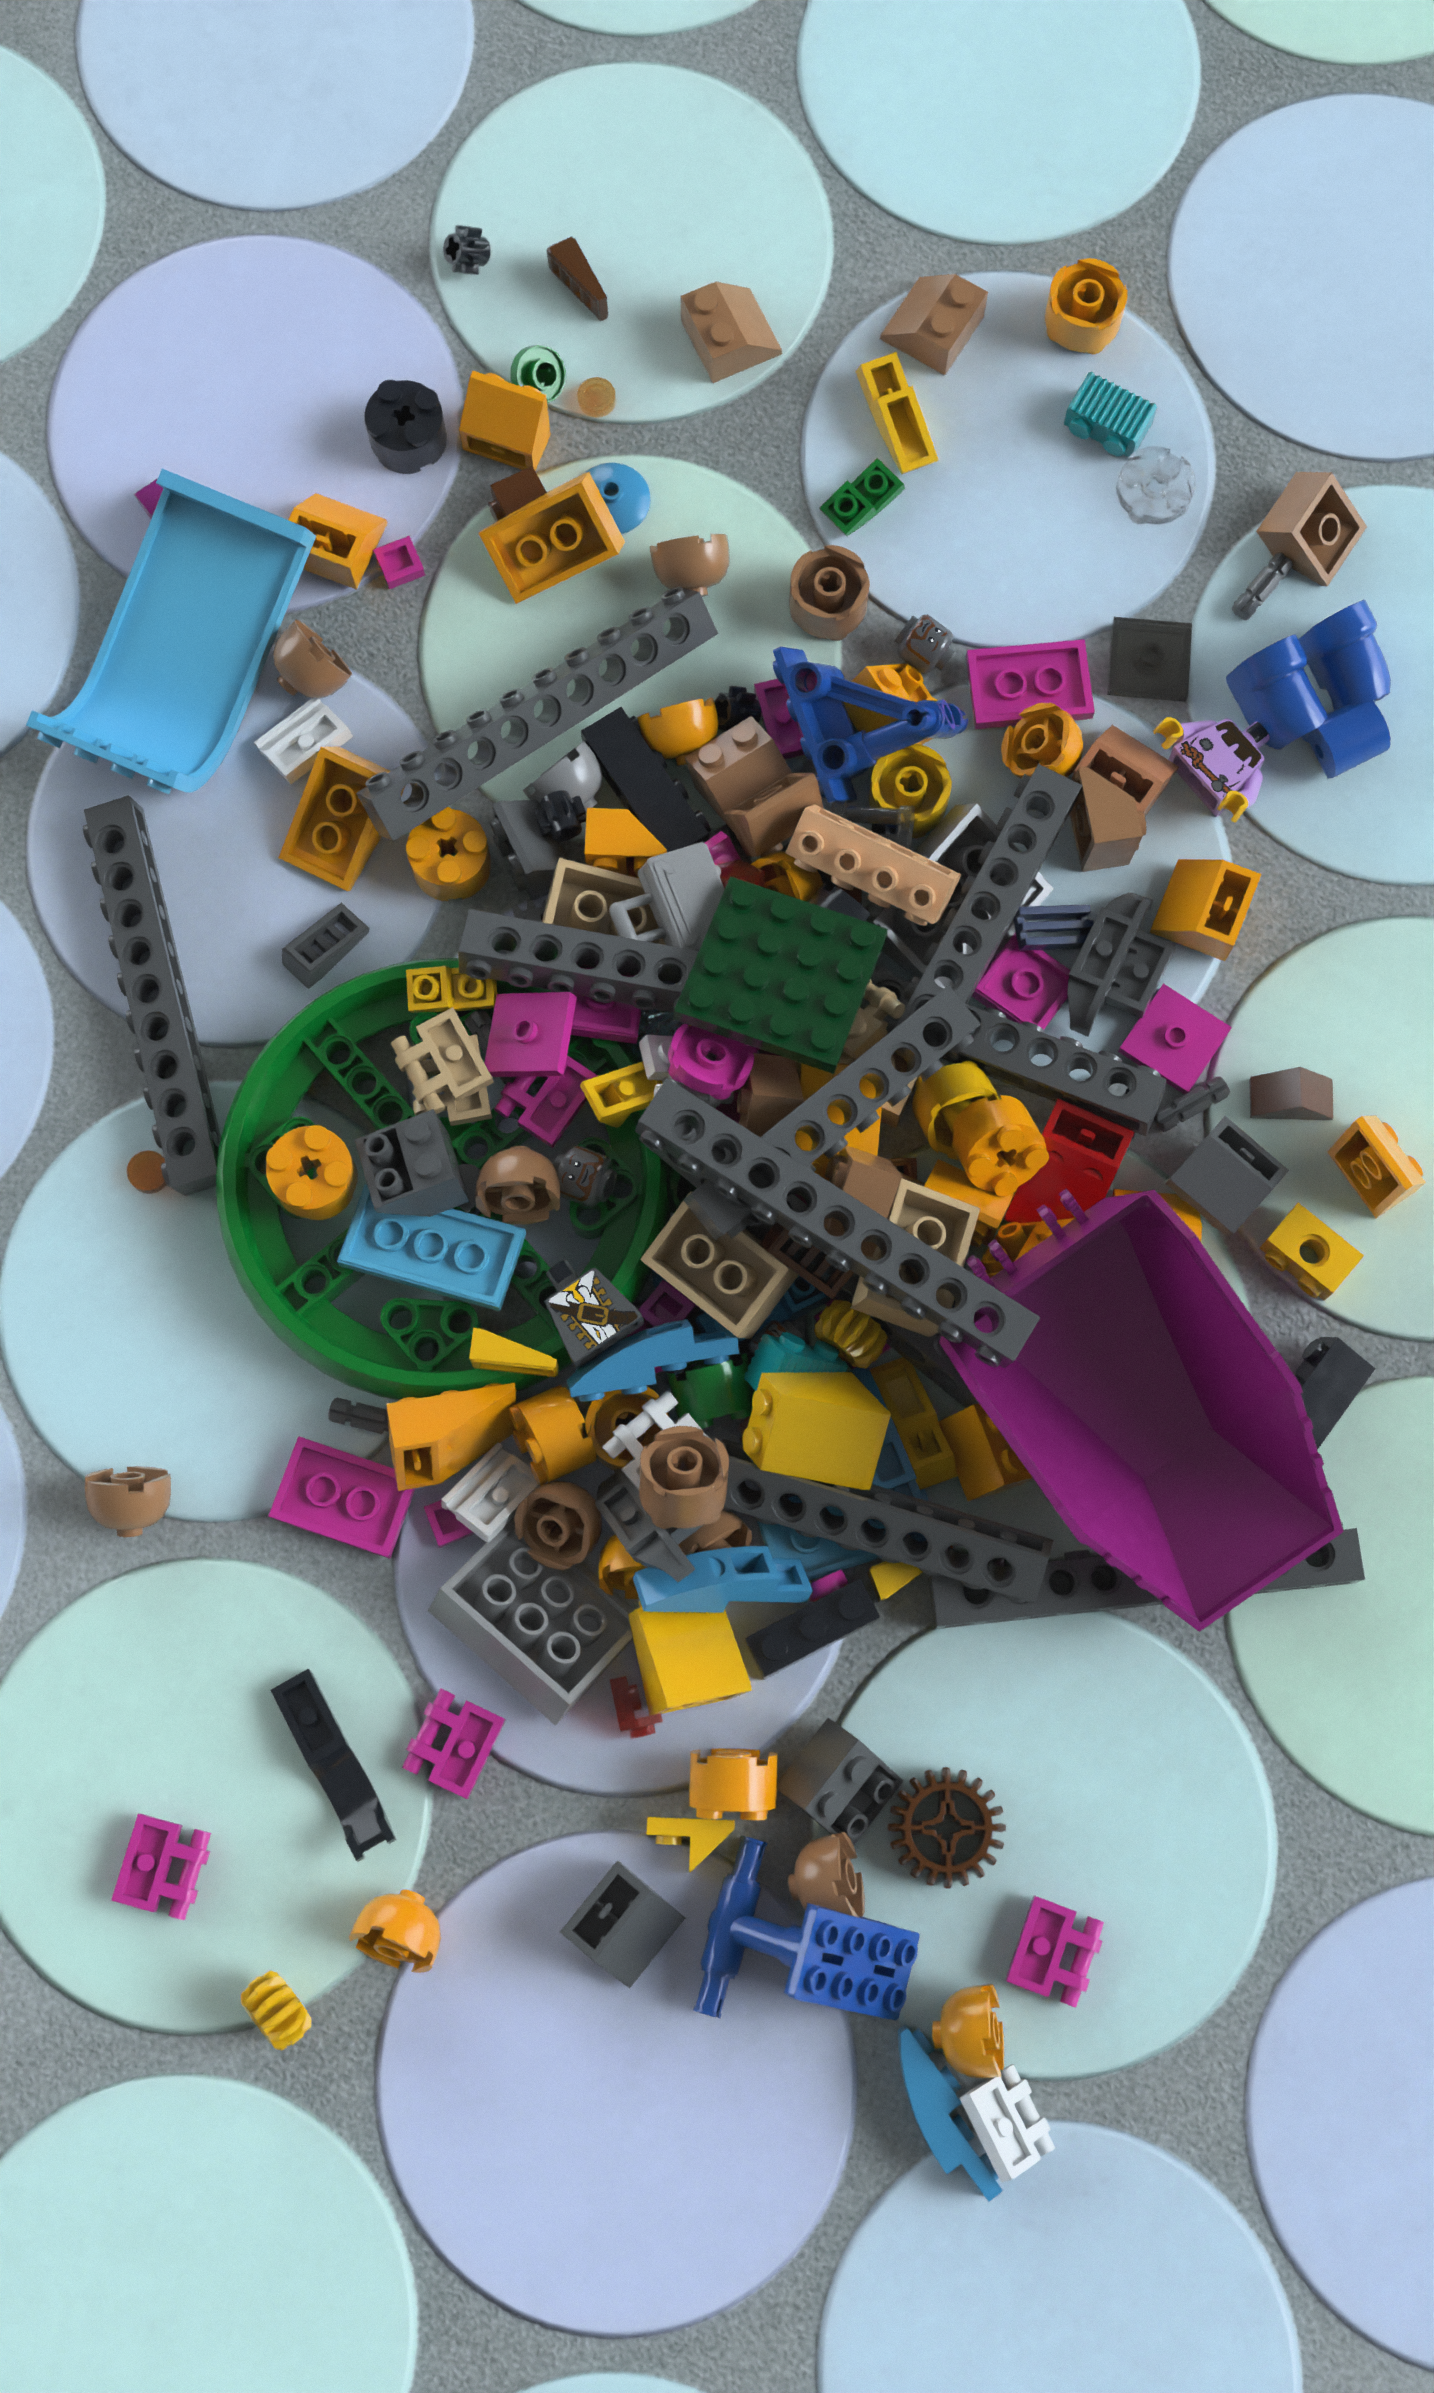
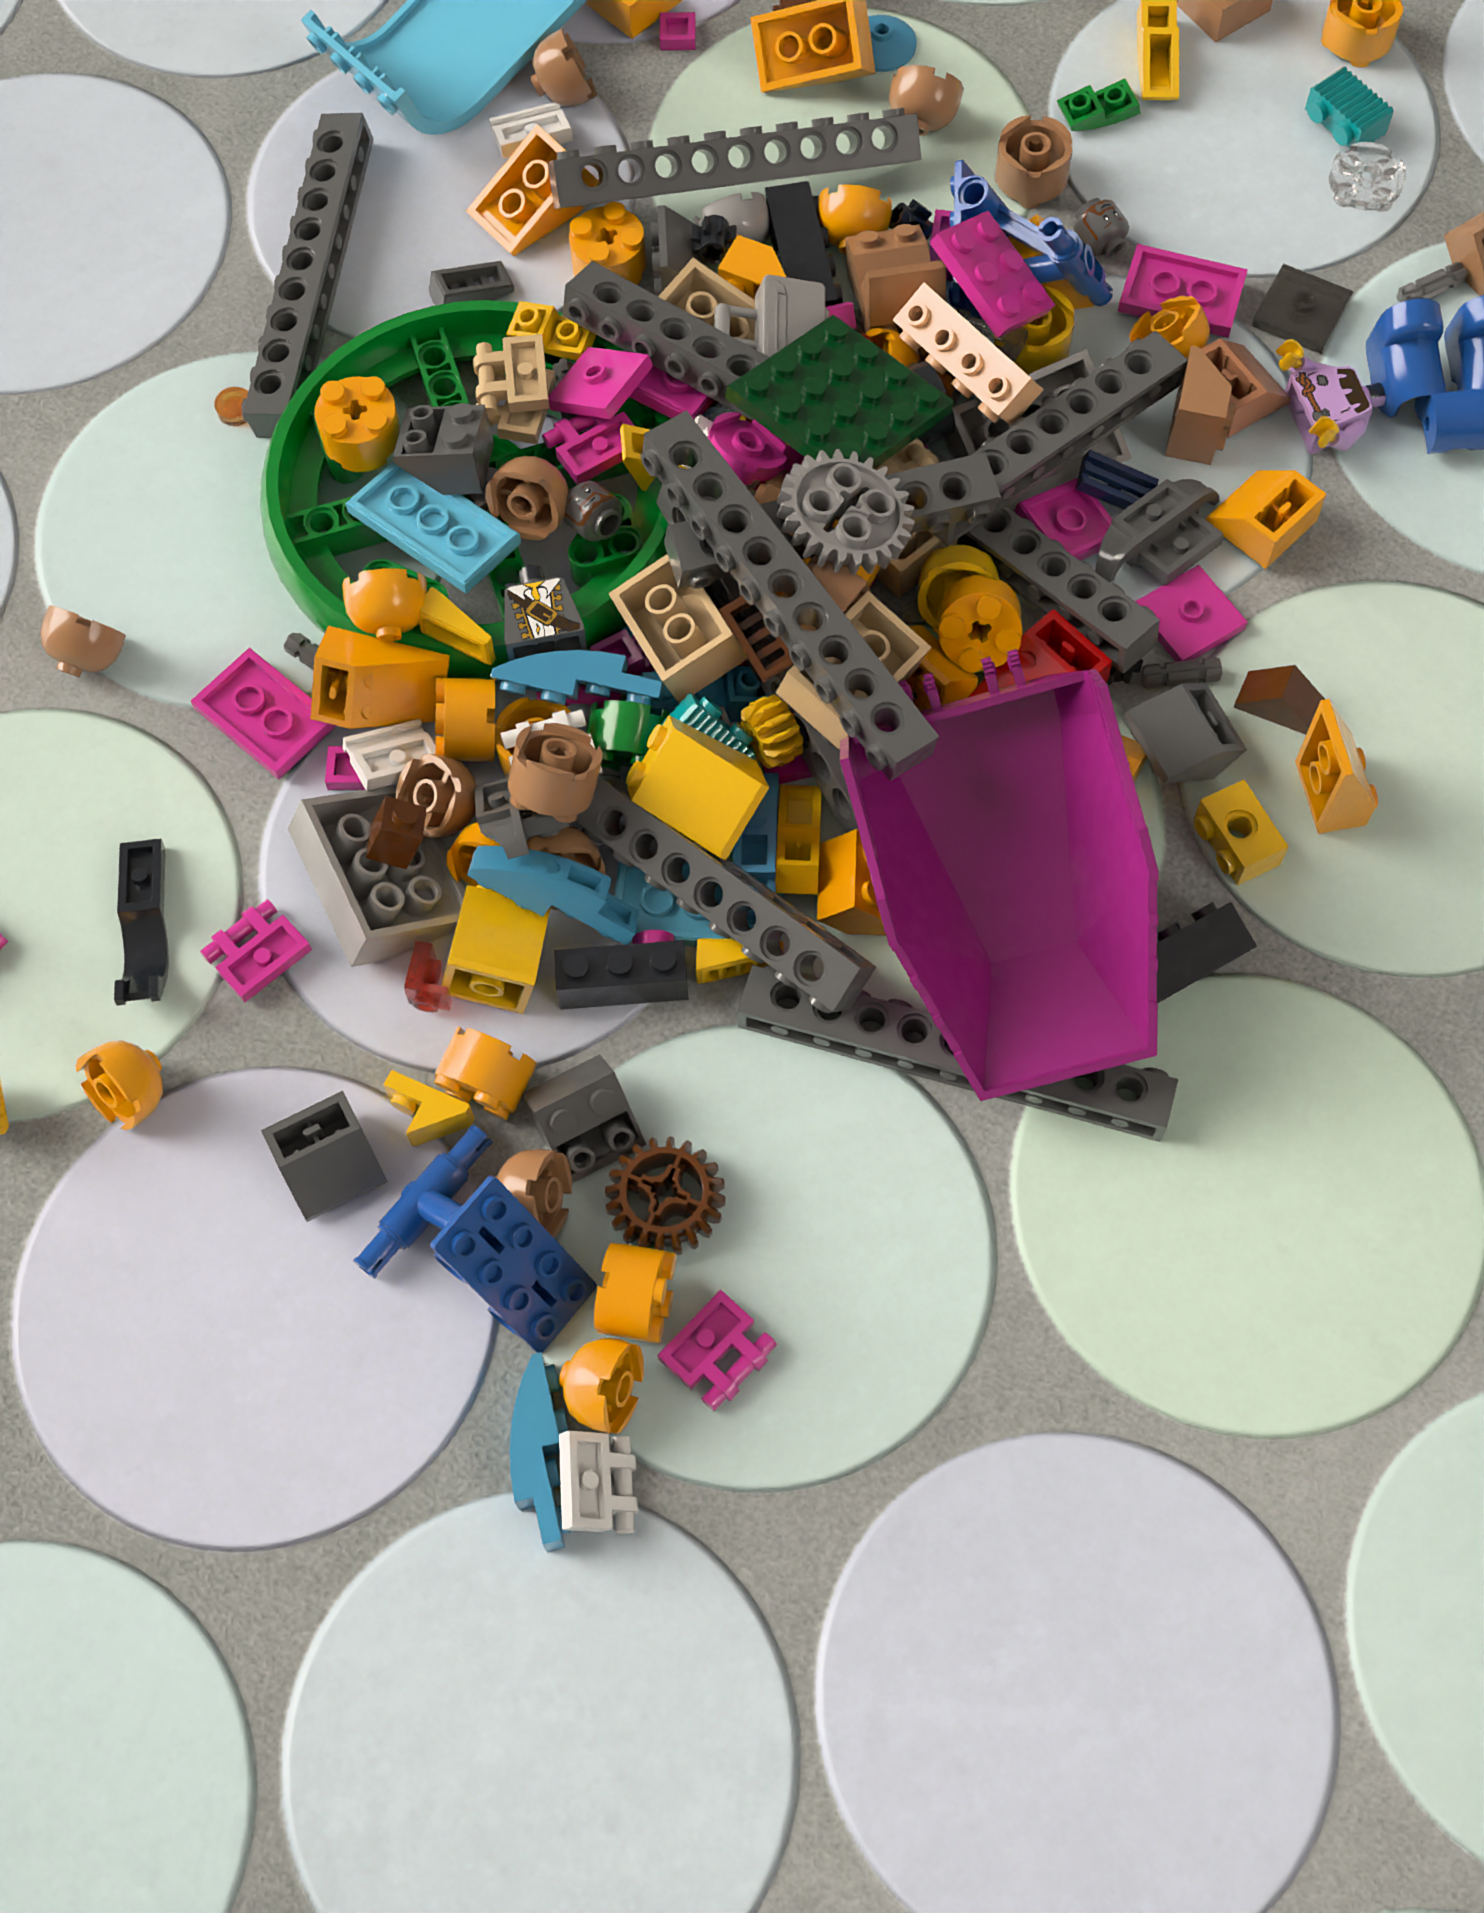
camera: 25 degrees right, 10 degrees down
(436, 1363) = (385, 602): none -> light orange cylinder
(544, 1582) = (396, 832): none -> reddish brown brick
(861, 766) = (992, 274): none -> dark pink plate
(890, 1125) = (825, 490): none -> light grey gear
(966, 1936) = (634, 1292): none -> light orange brick

